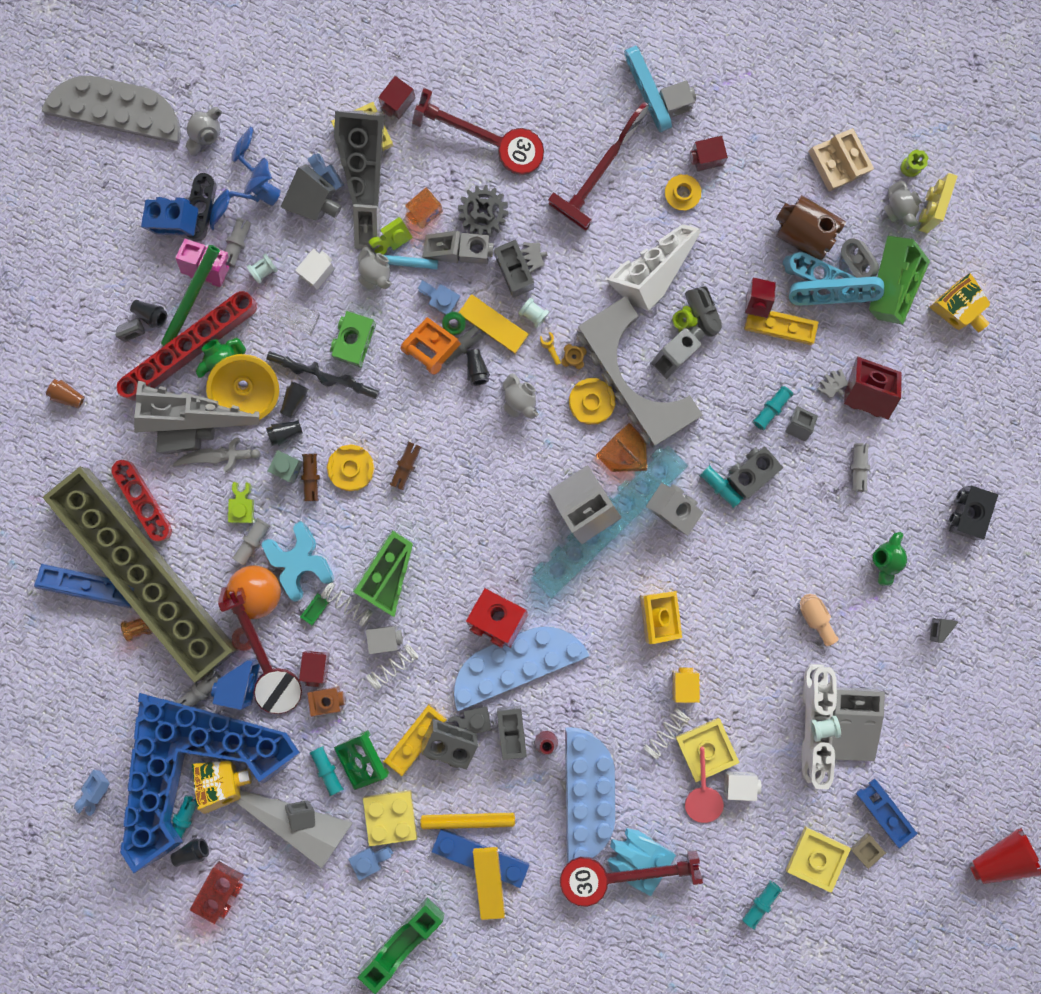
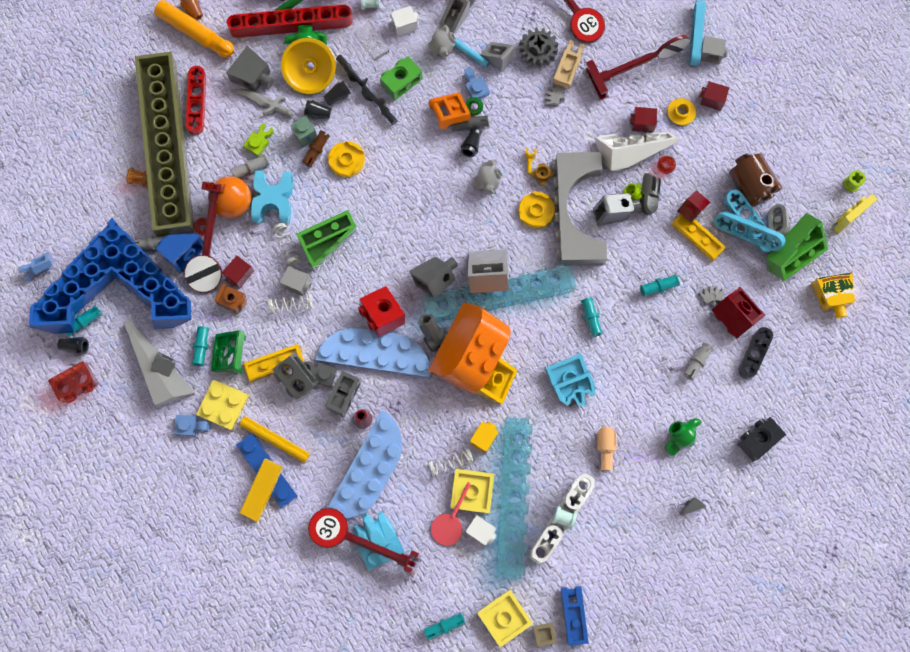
camera: 30 degrees right, 10 degrees down
(79, 420) = (193, 29): none -> light orange piece
(79, 585) = (120, 129): blue plate -> none
(169, 411) = (249, 49): light grey wedge -> none
(218, 784) = (122, 309): torso -> none
(314, 609) = (262, 236): green piece -> none
(392, 953) = (169, 496): green arch -> none
(393, 236) = (469, 29): lime plate -> none
(405, 465) = (384, 178): reddish brown pin -> none
(423, 208) = (499, 23): clear orange brick -> none
(467, 241) = (515, 60): light grey brick -> none
(493, 324) = (501, 122): yellow tile -> none
(514, 268) = (536, 93): dark grey brick -> none
(529, 213) = (568, 66): none -> tan hinge
(529, 544) = (434, 275): none -> dark grey torso
(533, 312) = (532, 129): light aqua bush -> none
(564, 608) = (432, 333): none -> dark grey piece
(619, 605) = (471, 349): none -> orange brick
(624, 451) = (538, 253): clear orange slope -> none
(648, 228) = (643, 119): none -> dark red brick
(674, 508) = (542, 302): light grey brick -> none
(706, 259) = (670, 161): none -> clear red plate
(739, 569) = (571, 379): none -> medium azure plate
(757, 477) = (621, 324): dark grey brick -> none
(789, 810) = (522, 427): none -> clear light blue brick
(801, 424) = (673, 308): dark grey slope -> none
(841, 159) = (804, 151): tan slope -> none
(861, 721) = (589, 535): light grey slope -> none
(902, 204) = (830, 202): light grey piece -> none
(921, 413) = (755, 367): none -> black beam

